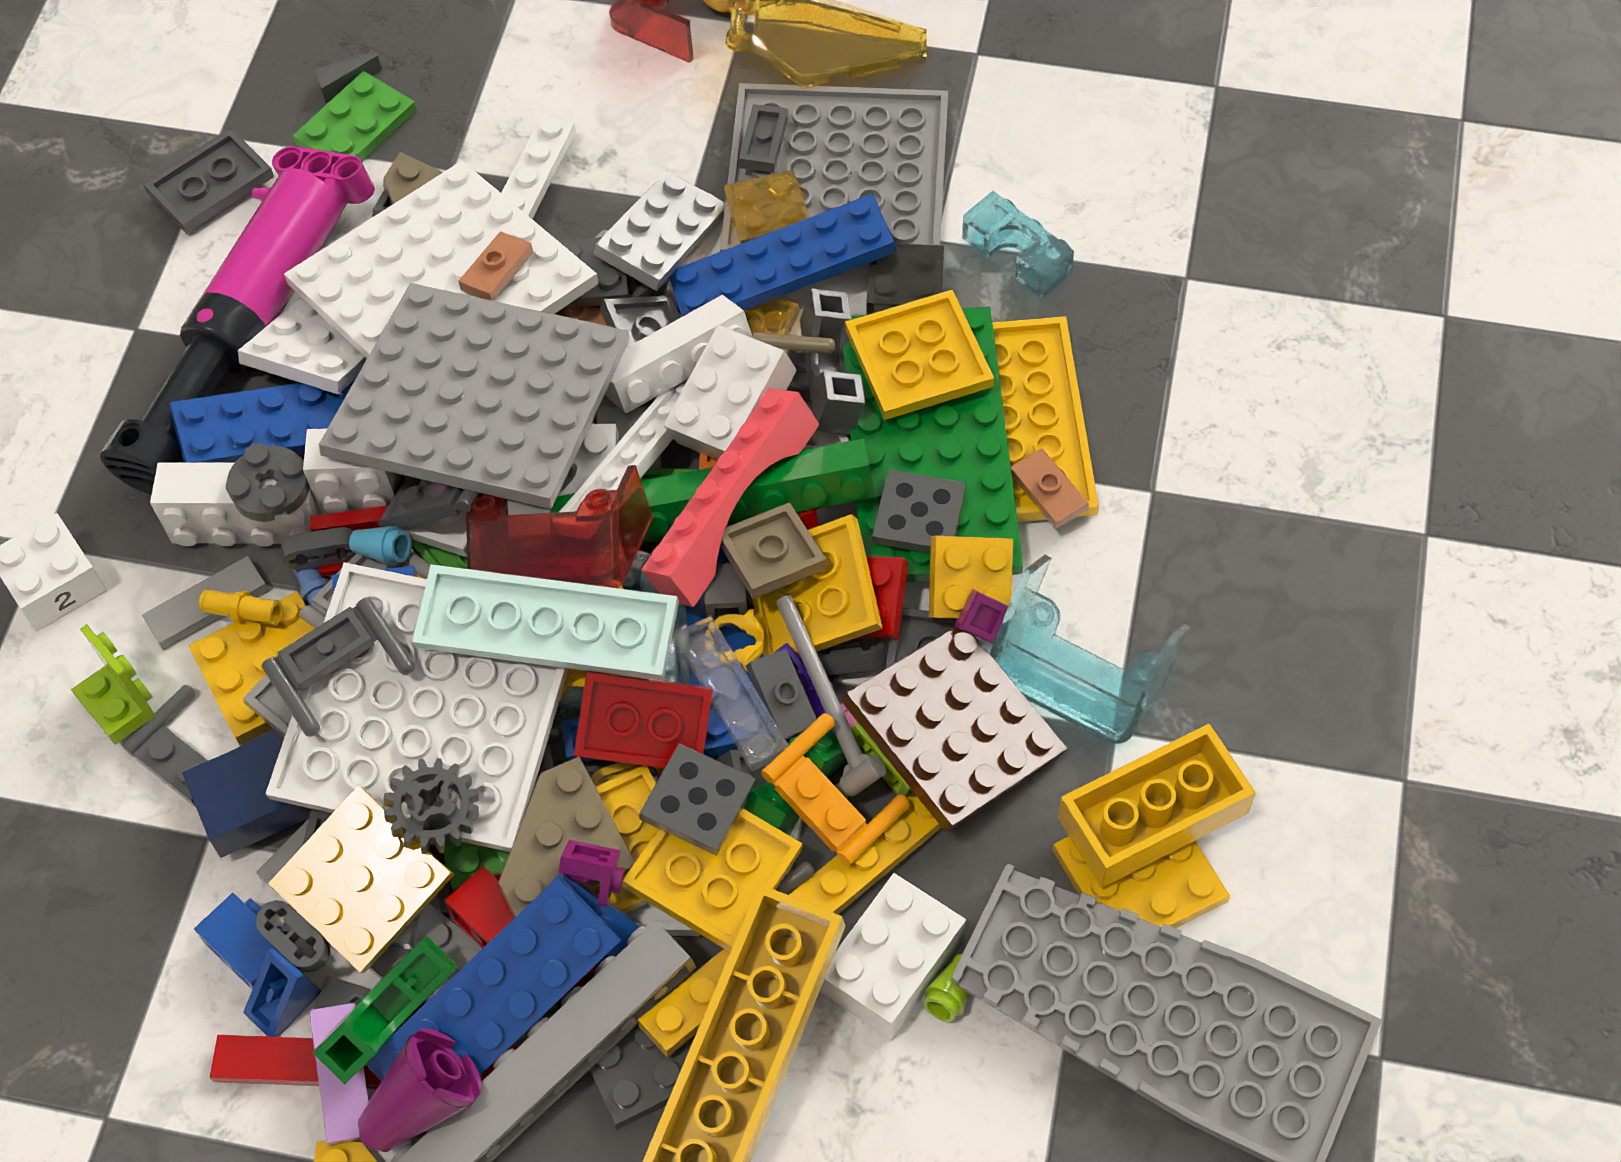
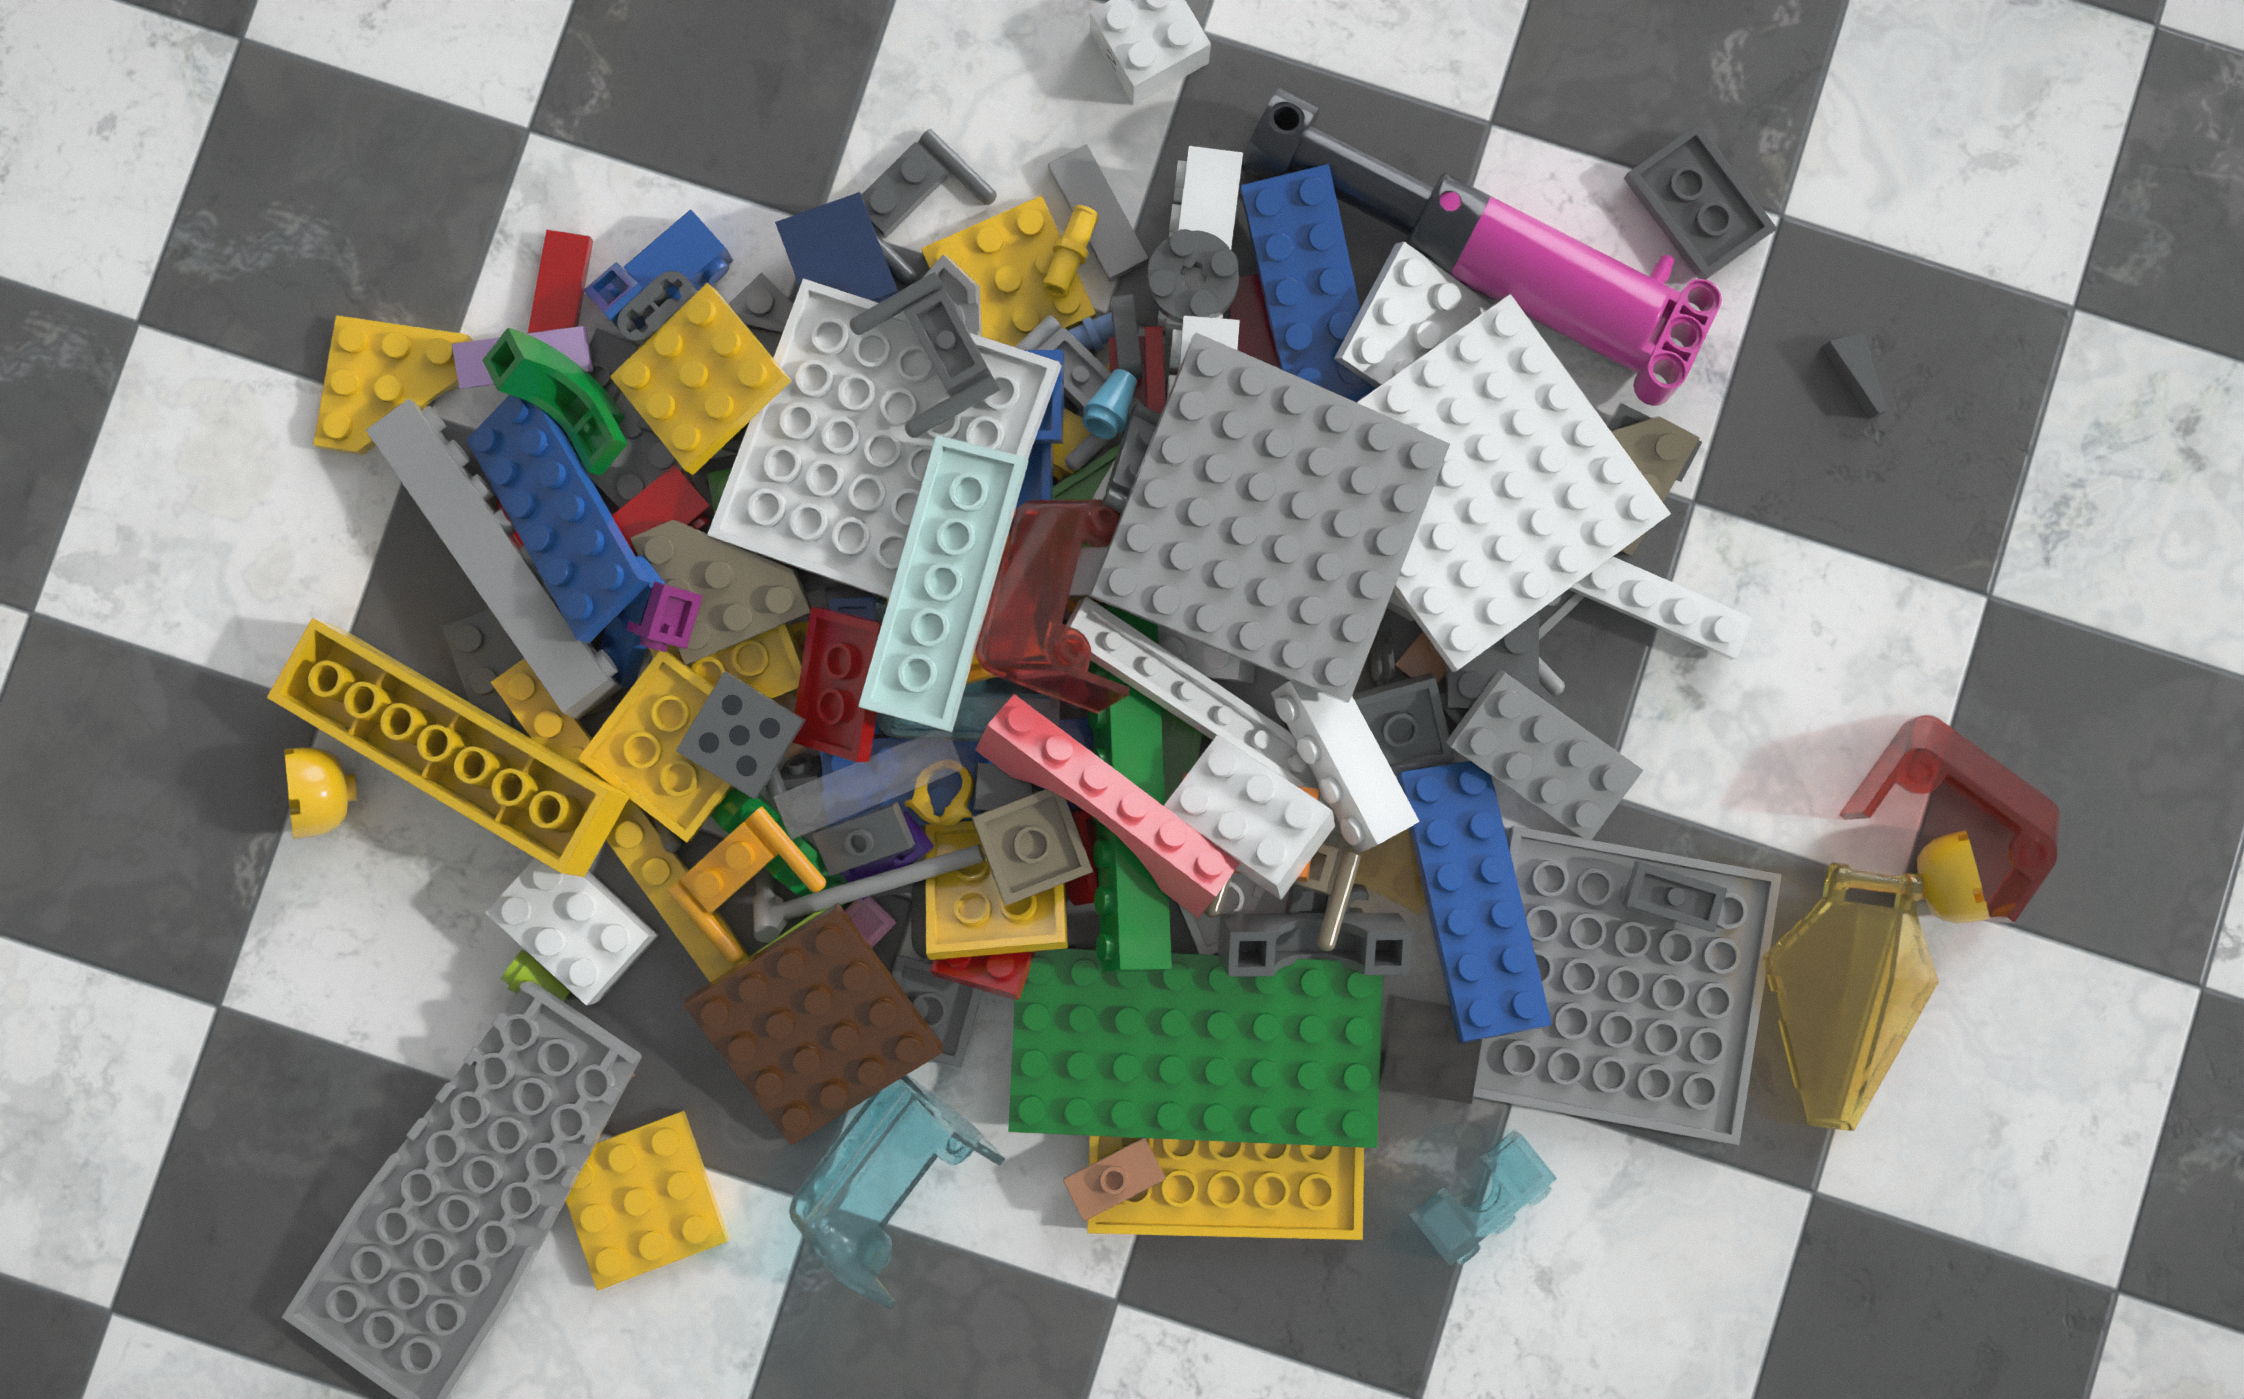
camera: 90 degrees right, 25 degrees up
(110, 694) = (985, 116): lime bracket -> none
(357, 118) = (1779, 383): bright green plate -> none
(419, 1091) = (467, 438): magenta cone -> none
(426, 787) = (736, 465): dark grey gear -> none
(496, 266) = (1472, 548): nougat plate -> none
(764, 204) = (1566, 890): clear yellow plate -> none
(916, 509) = (1081, 1021): dark grey tile -> none
(919, 354) = (1300, 1050): yellow plate -> none
(965, 565) = (991, 1069): yellow plate -> none
(982, 616) = (941, 1075): magenta tile -> none
(1155, 805) = (681, 1231): yellow brick -> none

